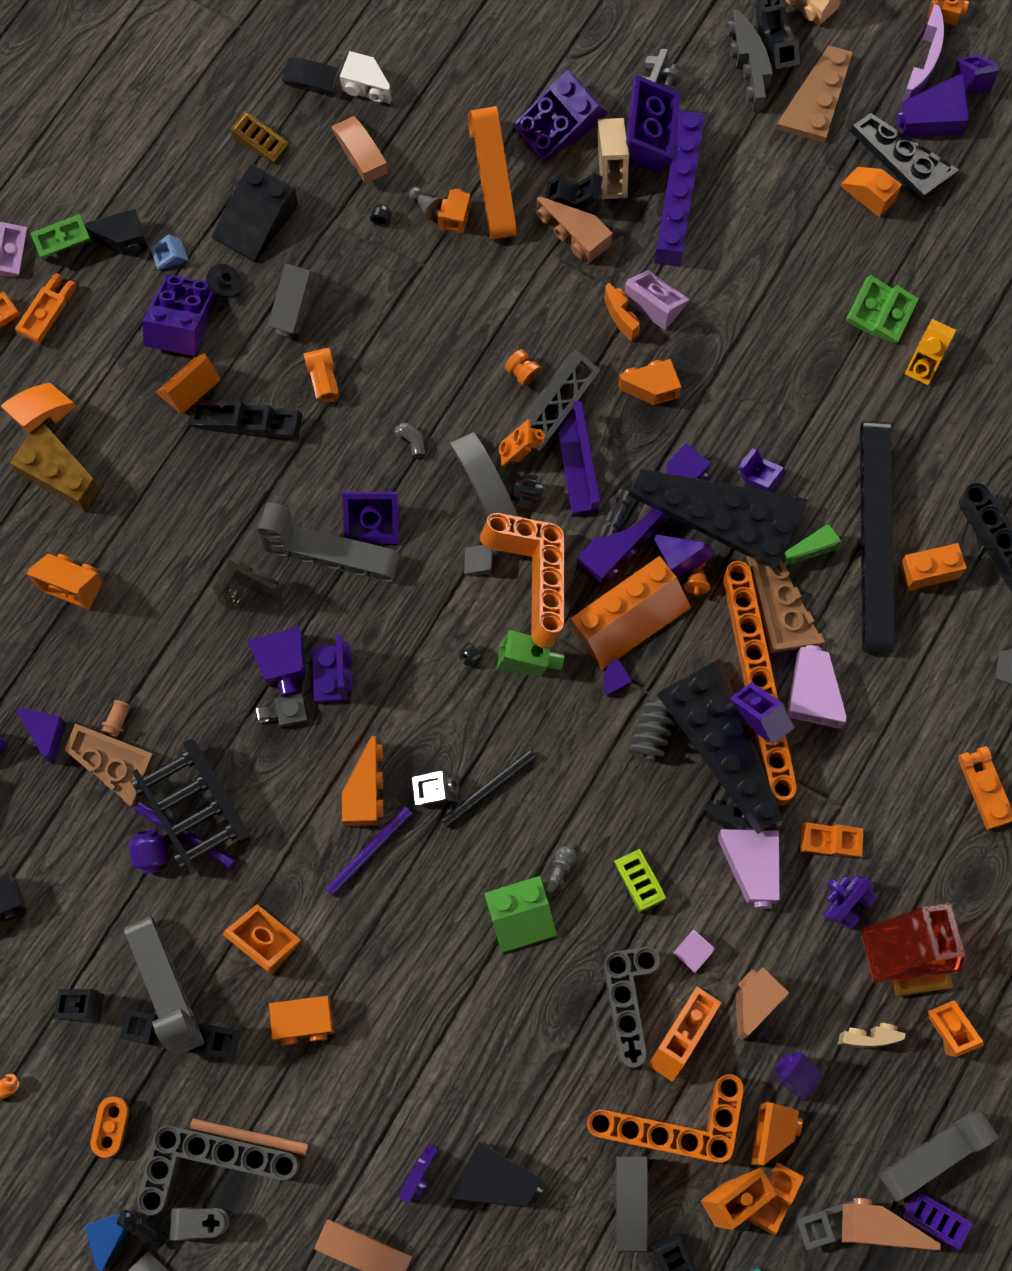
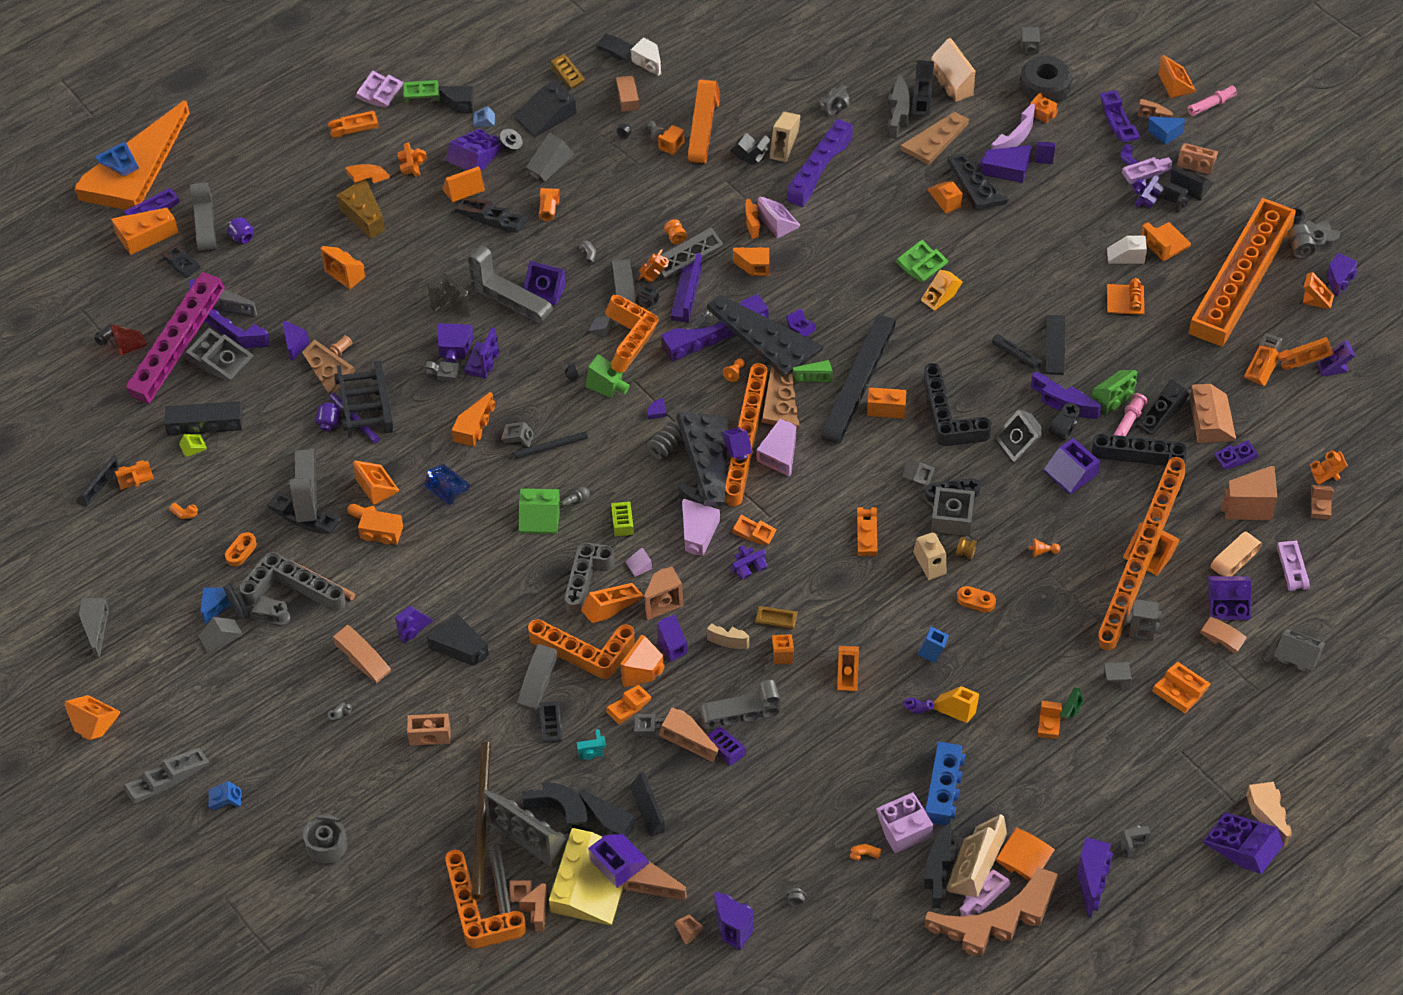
camera: 20 degrees right, 20 degrees down
(45, 309) = (395, 126): orange hinge -> none
(79, 1005) = (252, 483): black slope -> none
(96, 356) = (412, 160): none -> orange hips
(260, 1001) = (356, 511): none -> orange arm
(366, 908) = (445, 483): none -> clear blue bracket
(380, 839) = (465, 455): dark purple bar -> none
(560, 116) = (762, 106): dark purple slope -> none
(578, 228) = (746, 169): nougat slope -> none
(630, 613) = (682, 375): orange slope -> none
(652, 124) = (814, 120): dark purple slope -> none
(683, 554) = (729, 351): dark purple slope -> none
(738, 1199) = (603, 691): orange slope -> none
(914, 945) = (778, 593): clear red slope -> none

